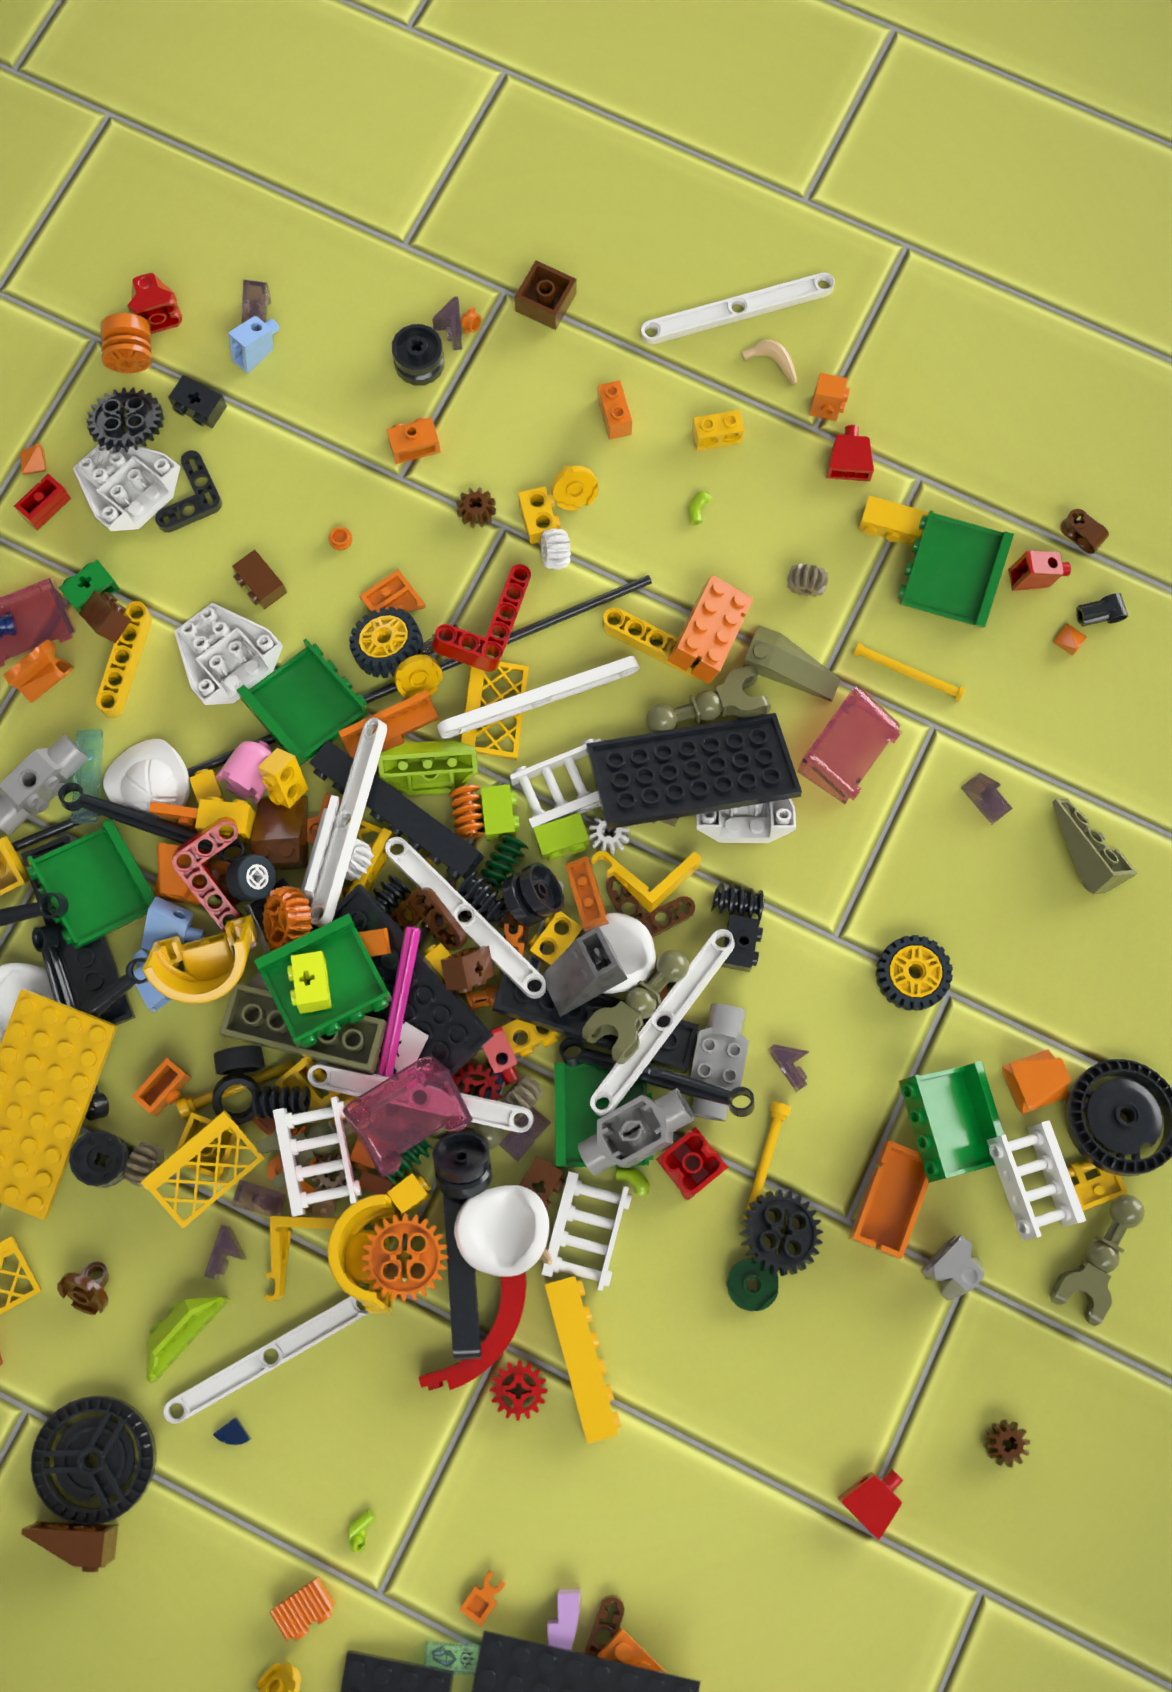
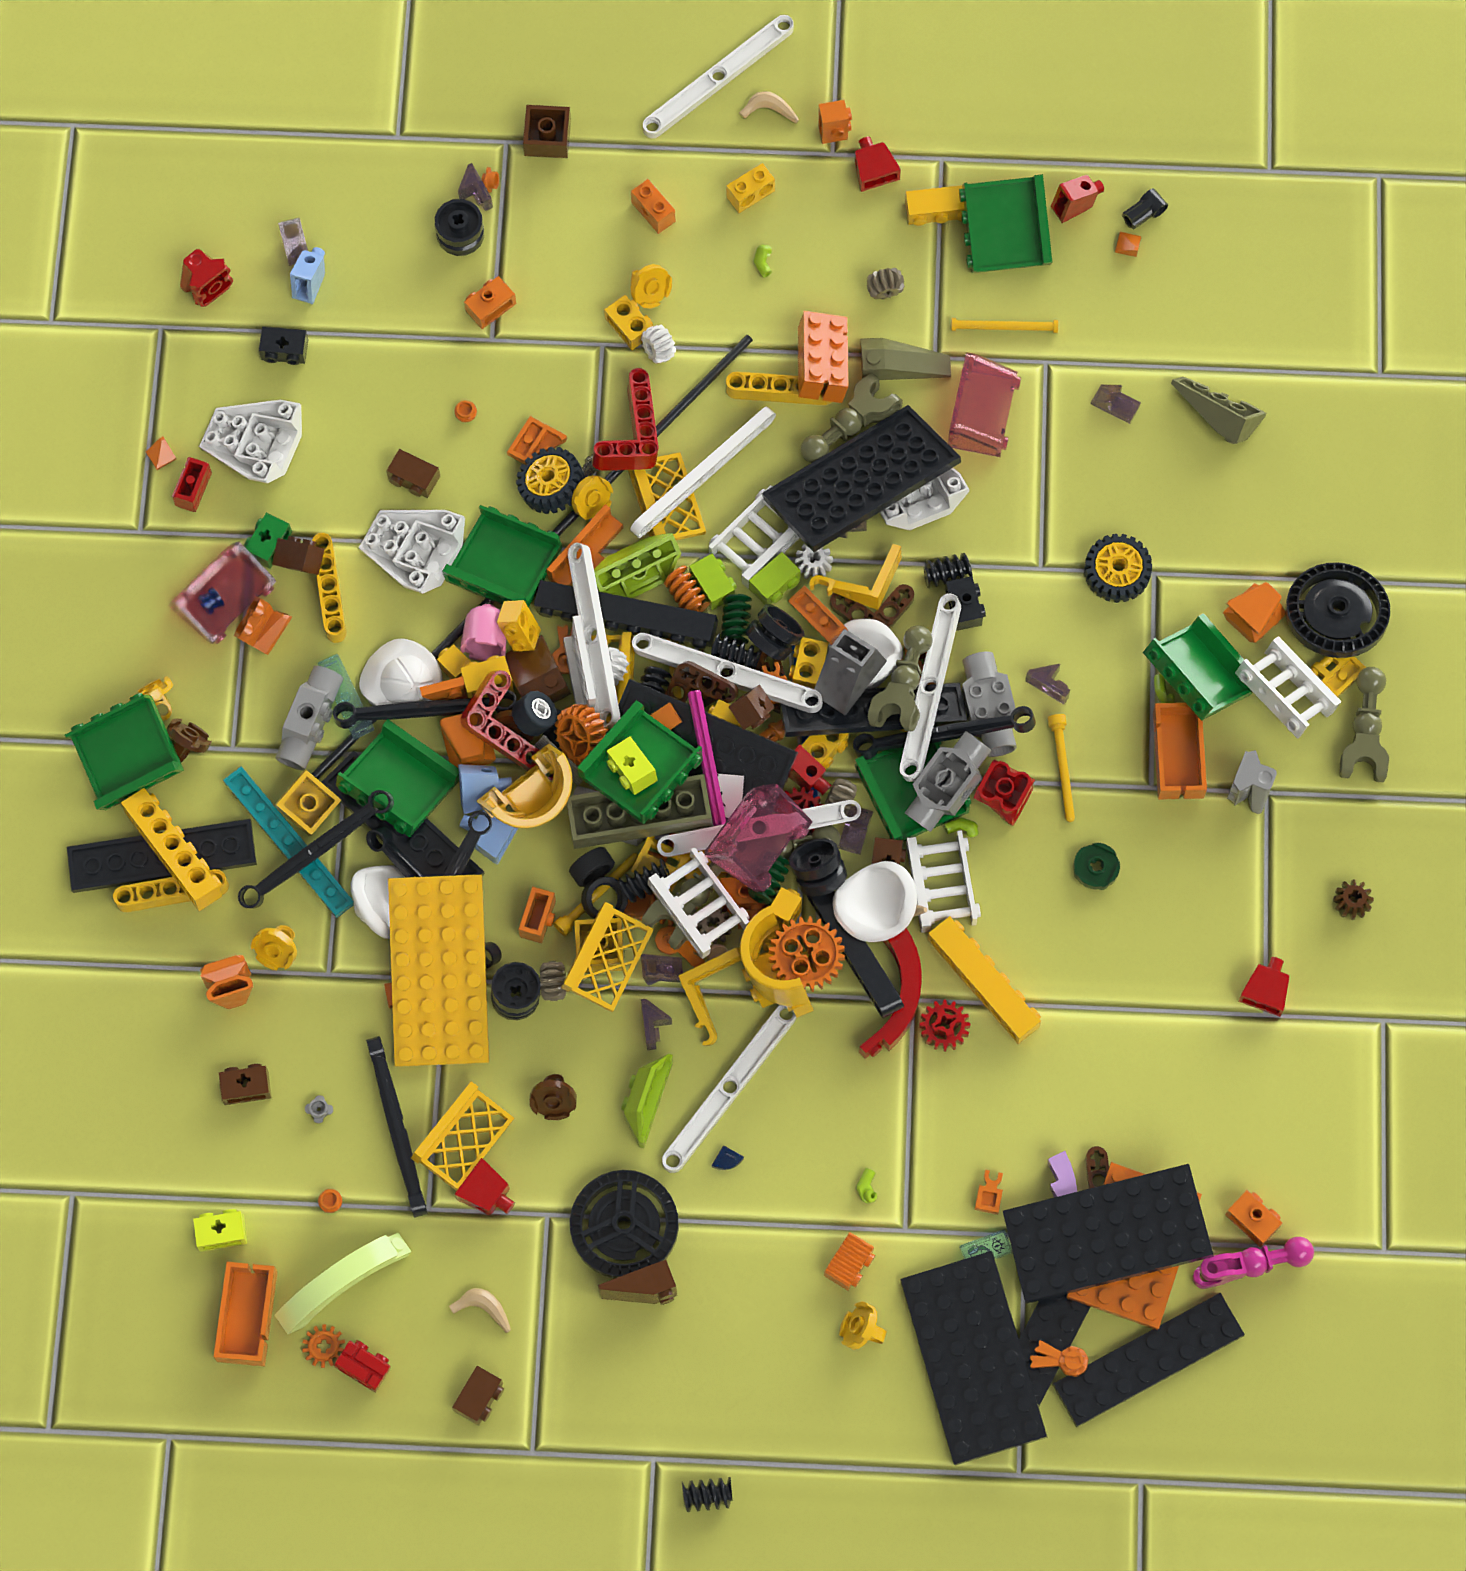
camera: 20 degrees left, 5 degrees down
(108, 419) = (214, 394): black gear -> none
(126, 343) = (198, 319): orange wheel -> none
(198, 501) = (325, 428): black beam -> none
(477, 514) = (579, 340): reddish brown gear -> none
(759, 1225) = (1082, 817): black gear -> none
(901, 1123) = (1160, 690): none -> lime arm
(1085, 532) = (1102, 148): reddish brown piece -> none

